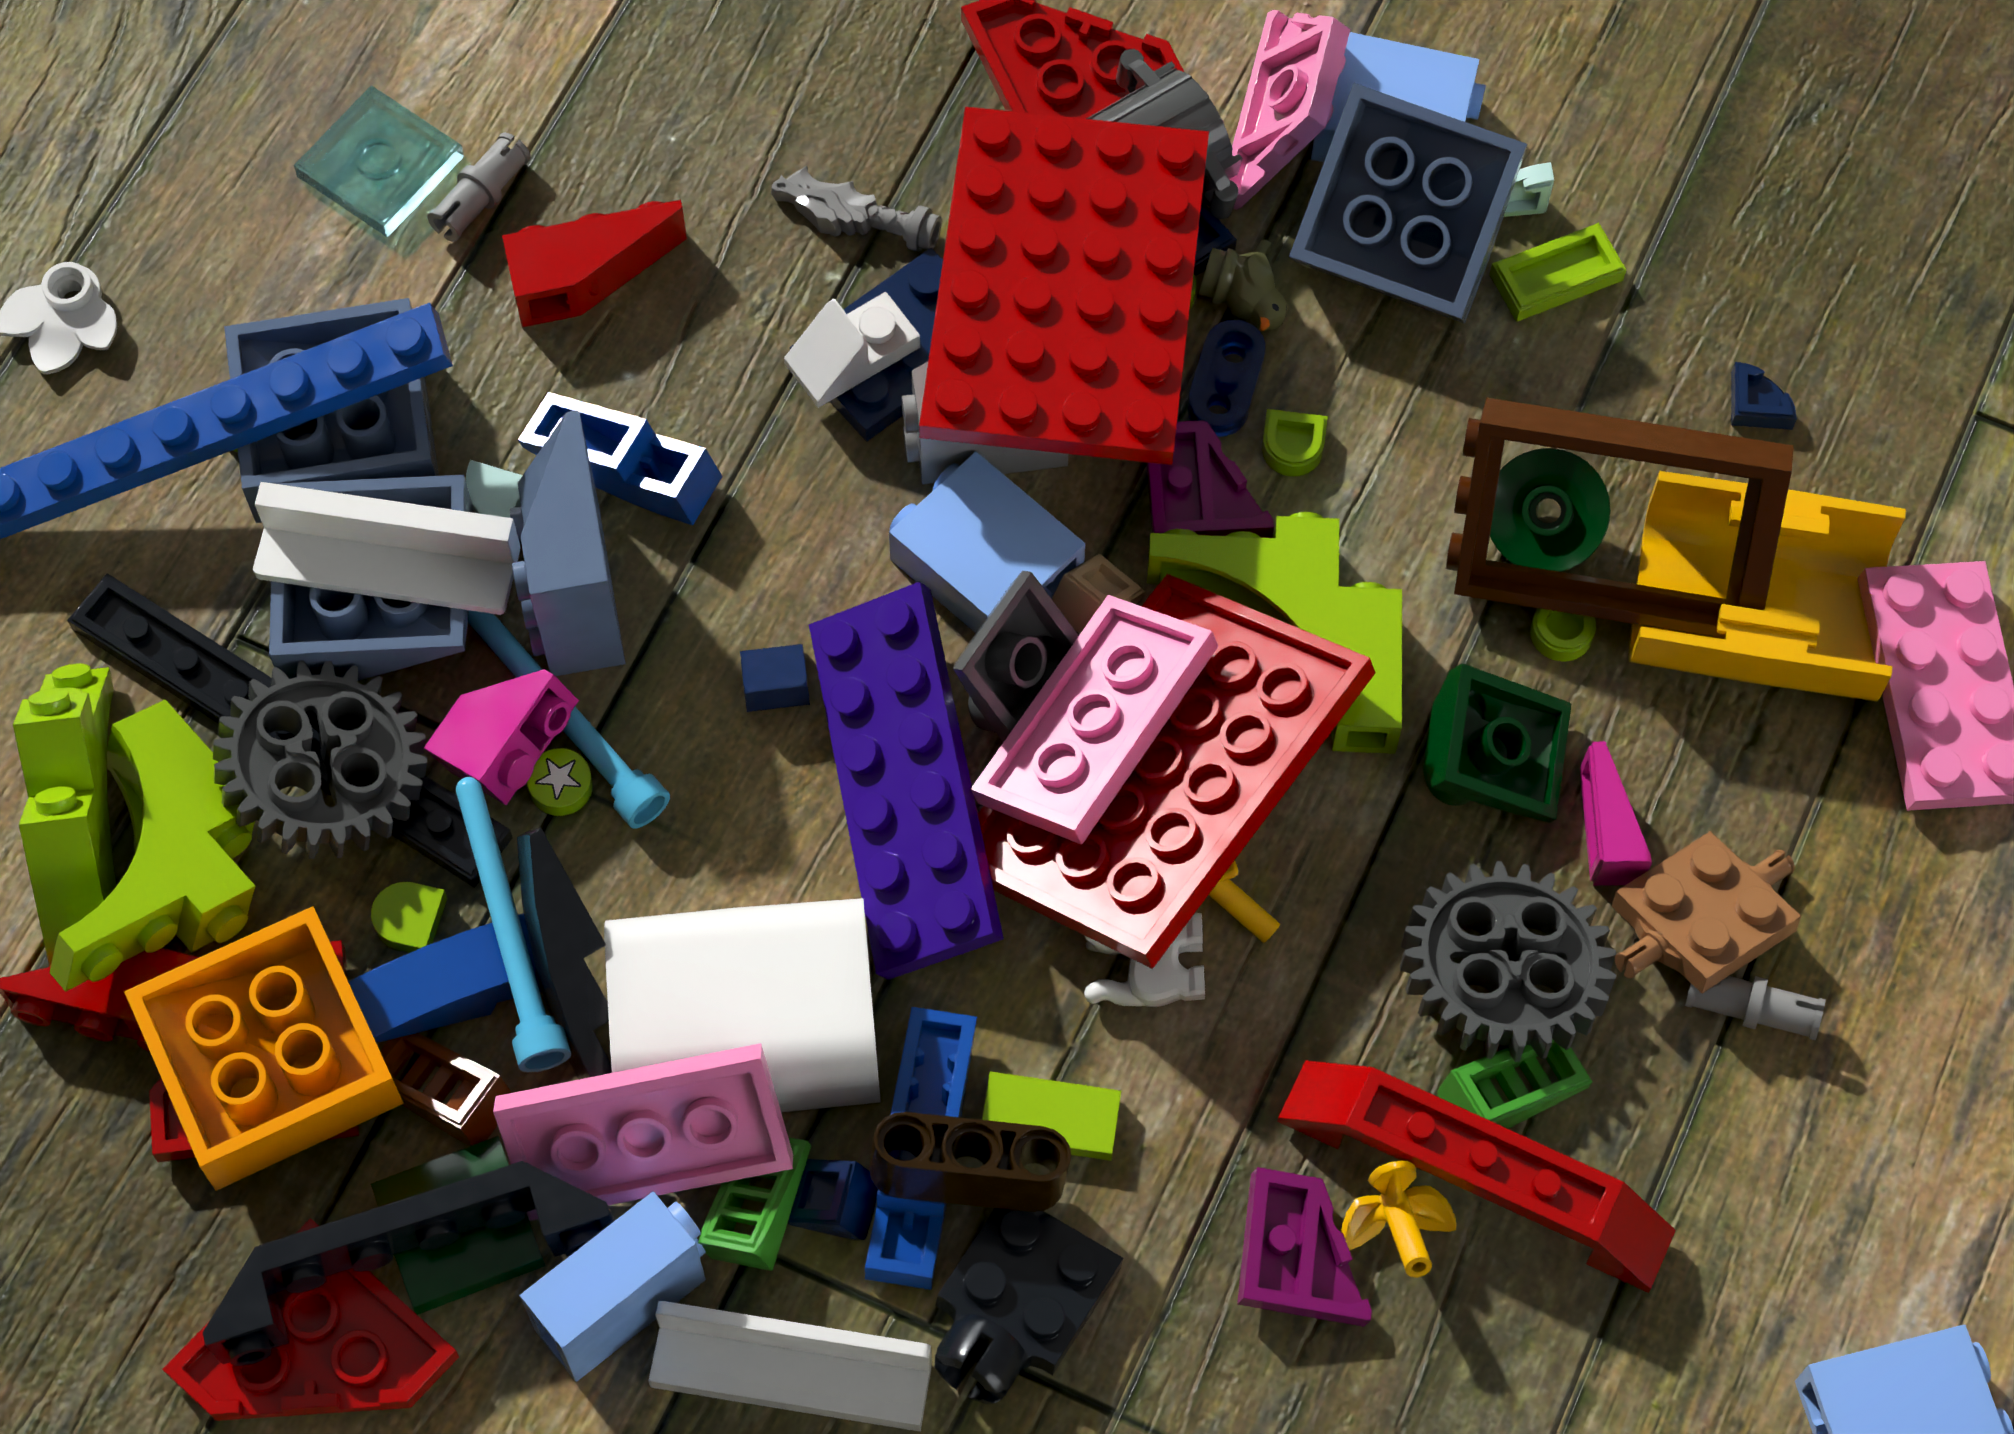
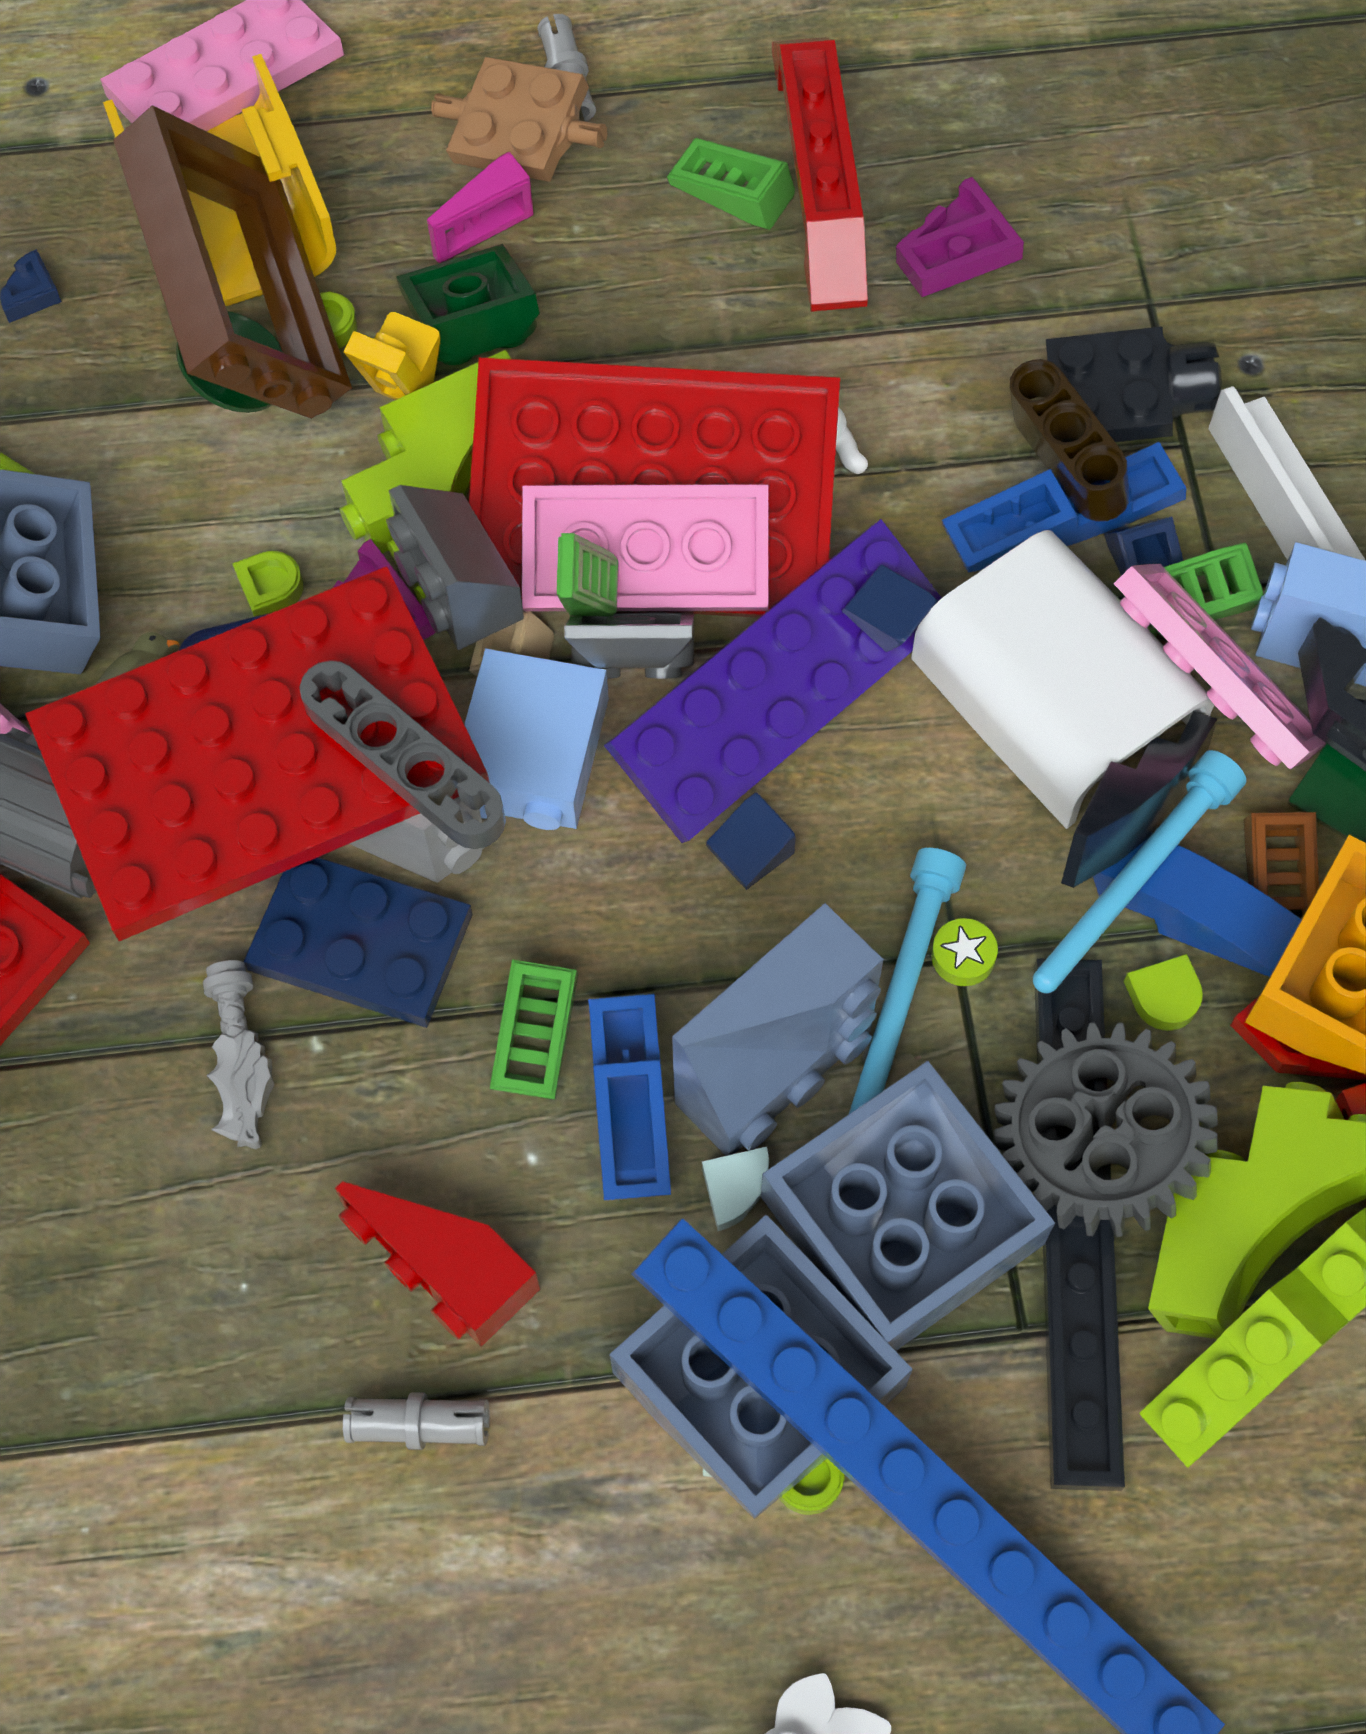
camera: 120 degrees left, 0 degrees up
(379, 161) = (439, 1555): clear light blue tile -> none
(385, 548) = (895, 1179): white panel -> none
(502, 731) = (971, 1006): dark pink slope -> none
(756, 451) = (544, 977): none -> bright green slope
(850, 348) = (404, 944): white slope -> none
(896, 884) = (889, 607): none -> dark blue slope
(969, 365) = (407, 748): none -> dark grey beam
(1074, 619) = (586, 577): none -> bright green slope
(1076, 1111) = (973, 444): lime tile -> none
(1162, 527) = (454, 563): none -> dark grey slope
(1403, 1210) = (884, 191): yellow plant -> none
(1438, 618) = (398, 357): none -> yellow slope
(1507, 961) = (616, 242): dark grey gear -> none

